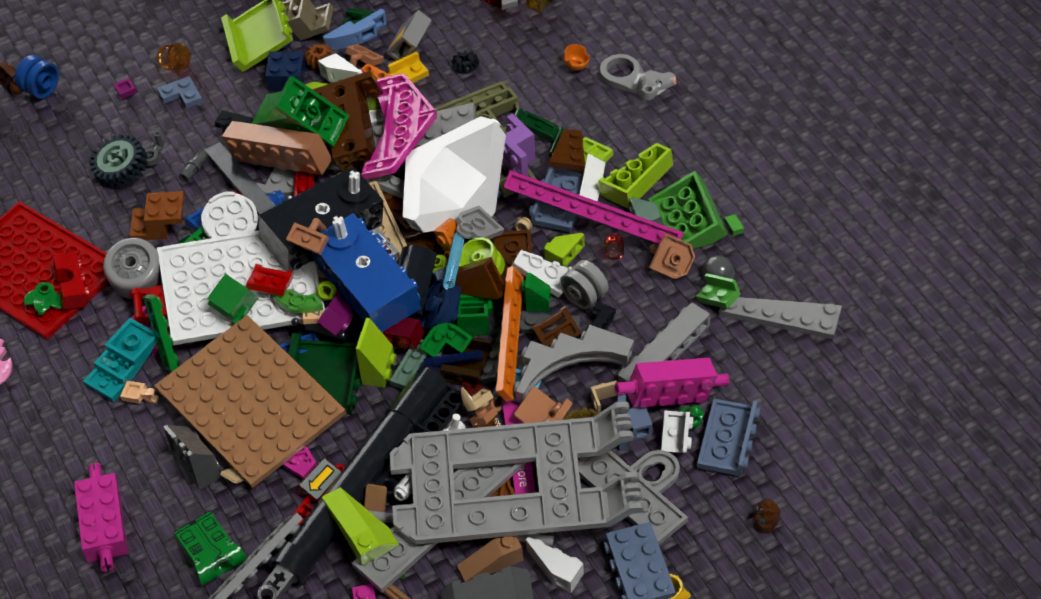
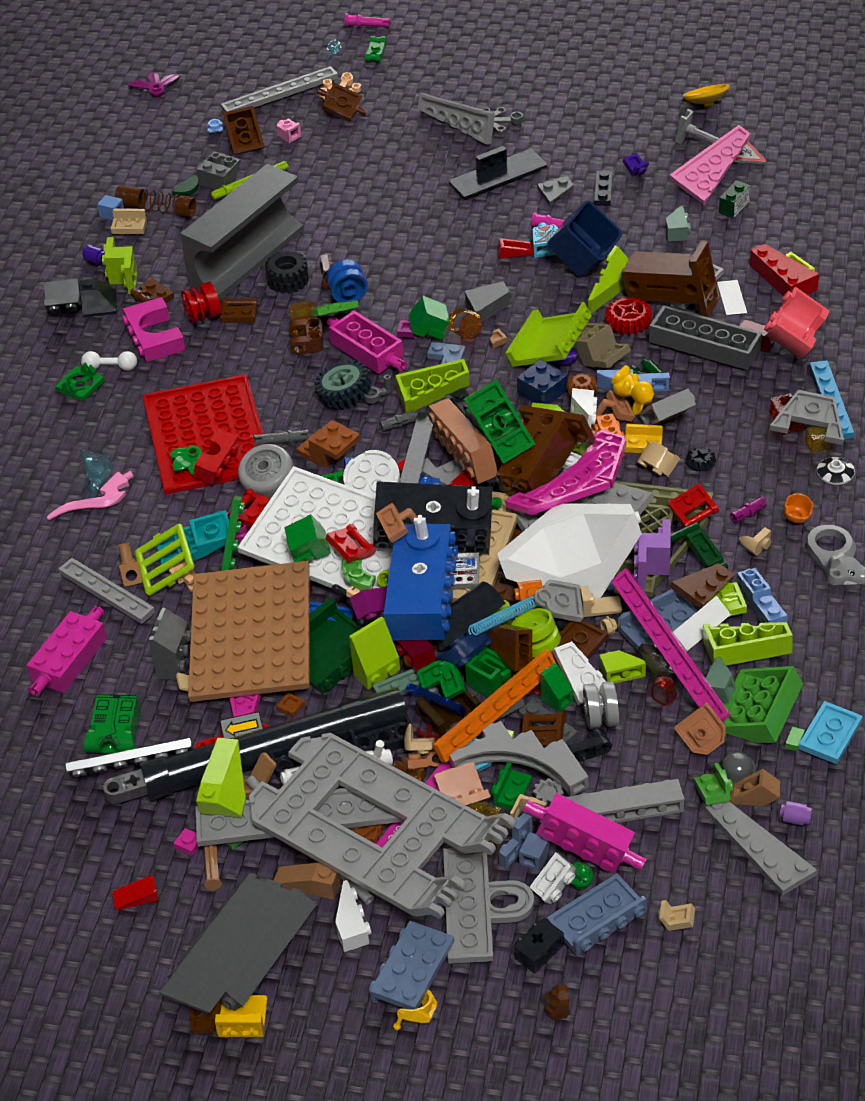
camera: 40 degrees right, 5 degrees down
(22, 122) = (302, 310): none -> clear orange panel
(41, 108) = (334, 308): none -> bright green wing
(48, 136) = (308, 336): none -> reddish brown piece
(80, 414) = (127, 564): none -> medium nougat bracket
(81, 447) = (107, 590): none -> light grey plate
(91, 406) = (184, 555): none -> lime bar
(103, 116) = (366, 342): none -> dark pink brick
(113, 230) = (282, 437): none -> dark grey pin
(139, 68) = (429, 317): none -> green plate
(170, 28) = (488, 299): none -> slope
(194, 121) = (431, 384): none -> lime wedge
(209, 56) = (498, 338): none -> medium nougat tile
(336, 438) = (290, 705): none -> dark orange tile
(361, 34) = (628, 384): none -> yellow animal
(435, 77) = (658, 458): none -> tan cylinder
(500, 94) = (691, 501): none -> red plate
(503, 212) = (599, 606): none -> tan bracket
(538, 79) = (748, 510): none -> magenta pin
(569, 103) = (758, 543): none -> tan plate
(570, 16) = (835, 470): none -> dish
(574, 389) = (509, 787): none -> green bracket
(594, 229) = (656, 661): none -> clear smoke plate
(605, 372) = (546, 790): none -> light grey piece
(612, 137) = (760, 598): none -> medium blue slope
(711, 487) = (538, 945): none -> black brick
(750, 274) = (756, 789): none -> medium nougat slope
(755, 204) = (830, 732): none -> medium azure plate
(784, 400) = (677, 916): none -> tan bracket
(790, 275) = (795, 813): none -> medium lavender brick

